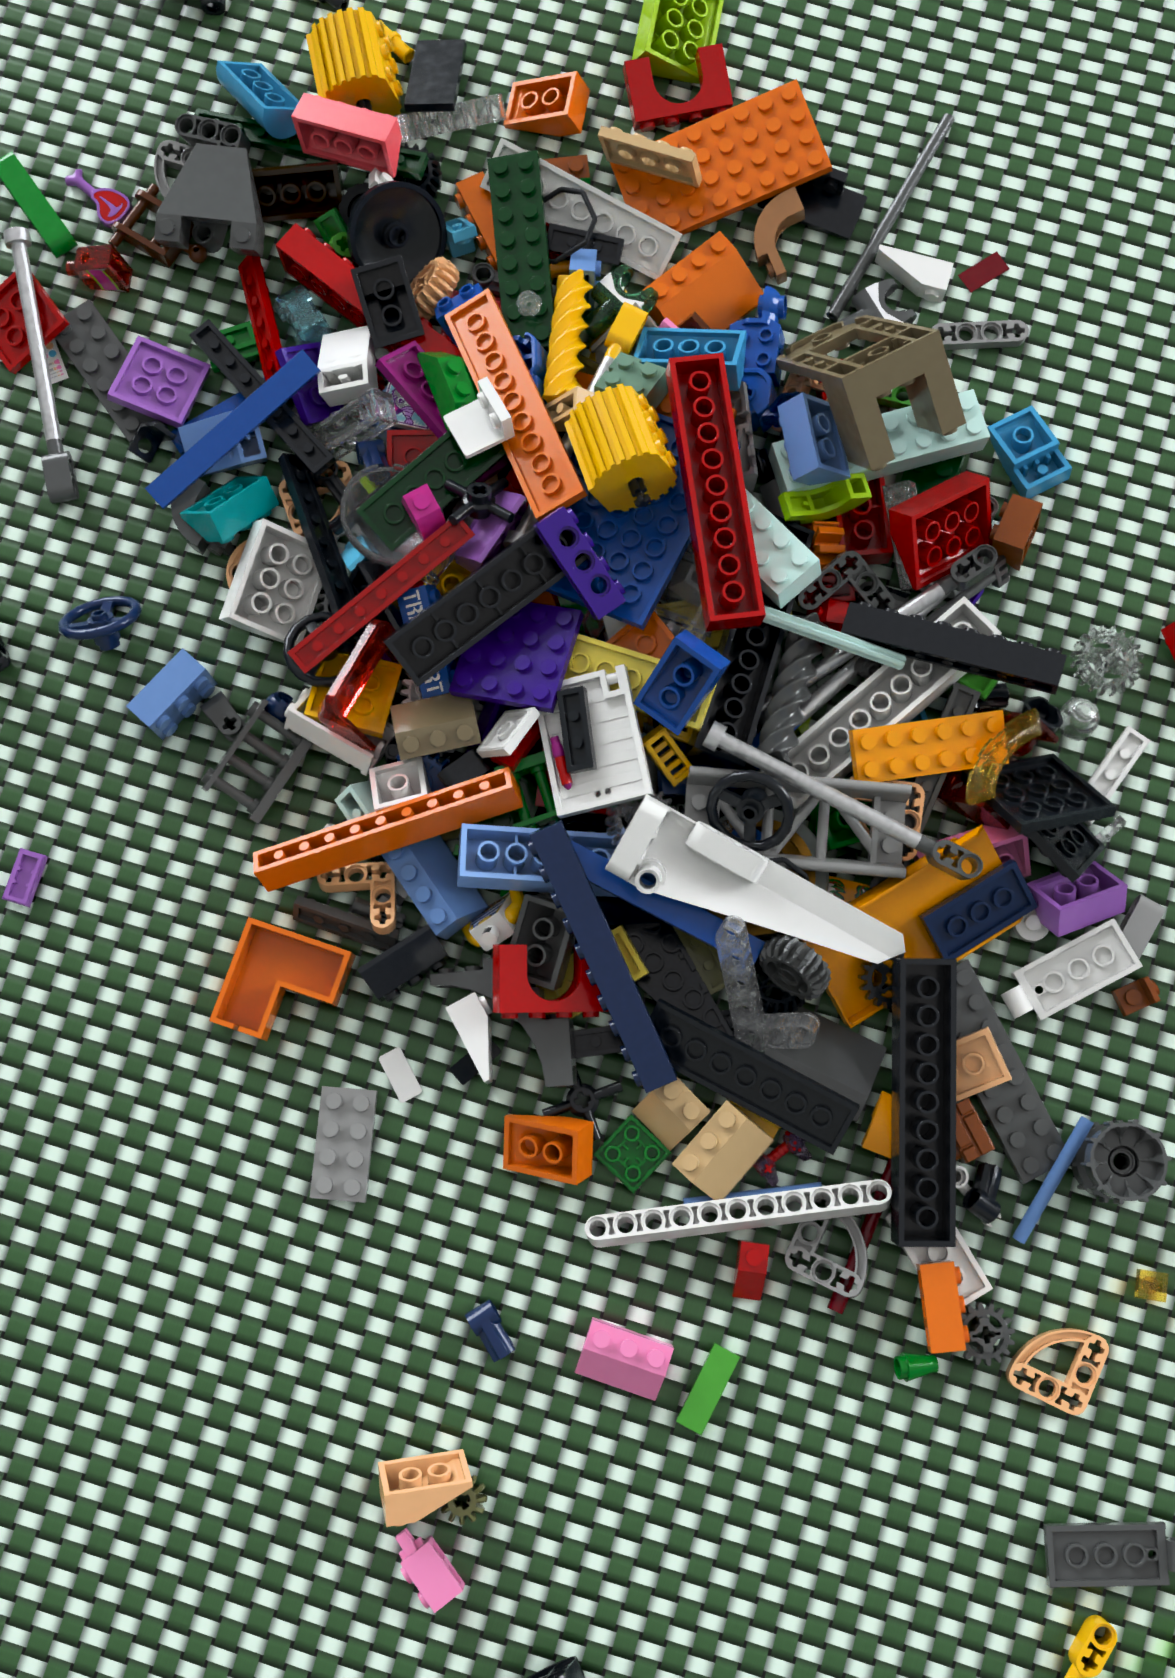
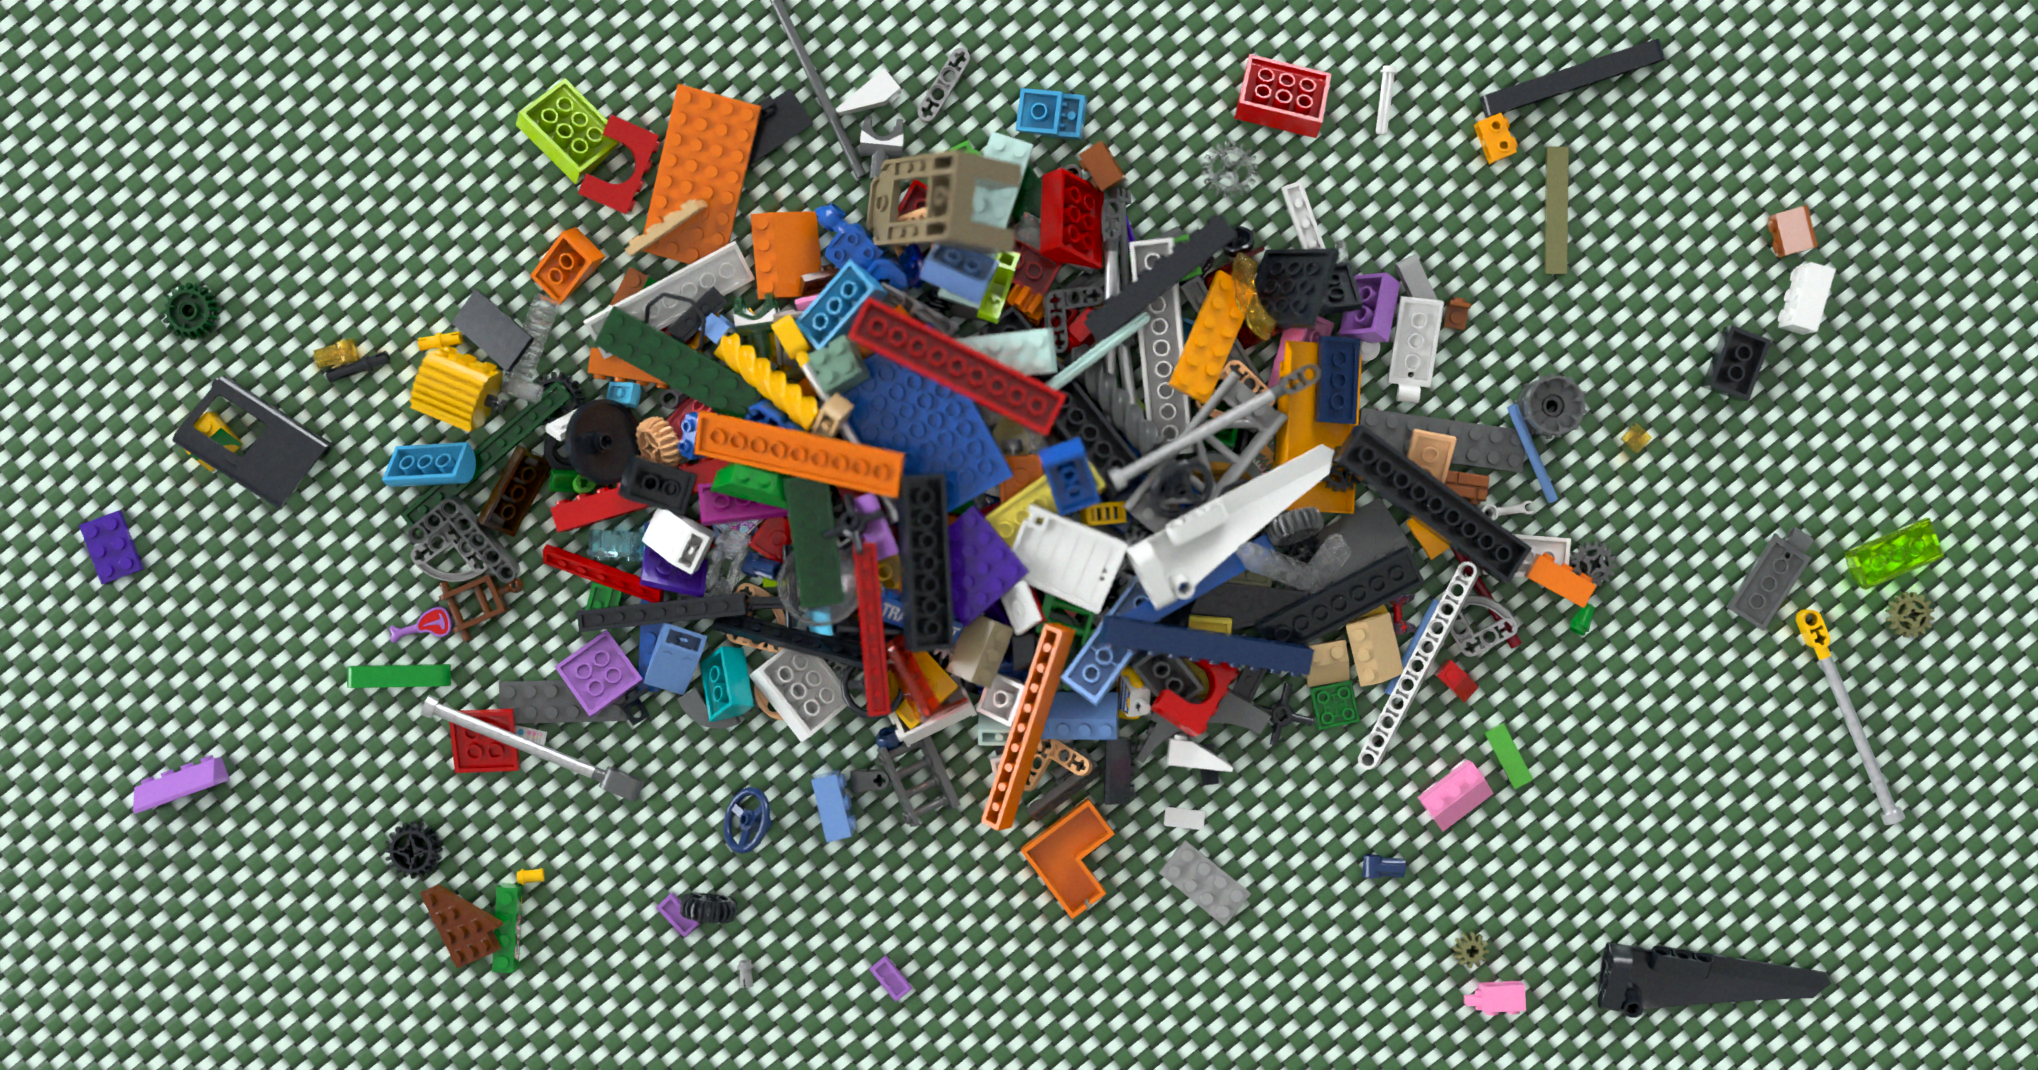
camera: 65 degrees left, 10 degrees up
(101, 268) = (483, 661): clear red torso -> none
(216, 189) = (488, 546): dark grey wedge -> none
(233, 429) = (676, 647): blue tile -> none
(347, 134) = (510, 428): coral slope -> none
(421, 1485) = (1446, 969): light nougat slope -> none
(423, 511) = (836, 565): dark pink slope -> none
(481, 422) = (801, 488): white bracket -> none
(526, 297) = (721, 394): clear plate -> none
(549, 531) = (914, 495): dark purple brick -> none
(549, 1147) = (1296, 755): orange slope -> none
(559, 756) = (1064, 587): piece -> none
(576, 730) = (1052, 564): black plate -> none
(621, 448) = (887, 409): yellow piece -> none
(777, 215) = (765, 168): medium nougat arch -> none
(982, 1197) = (1513, 507): black piece -> none
(983, 272) = (899, 45): dark red sticker -> none
(1071, 1383) = (1659, 530): light nougat beam -> none
(1079, 718) = (1254, 215): clear hair -> none

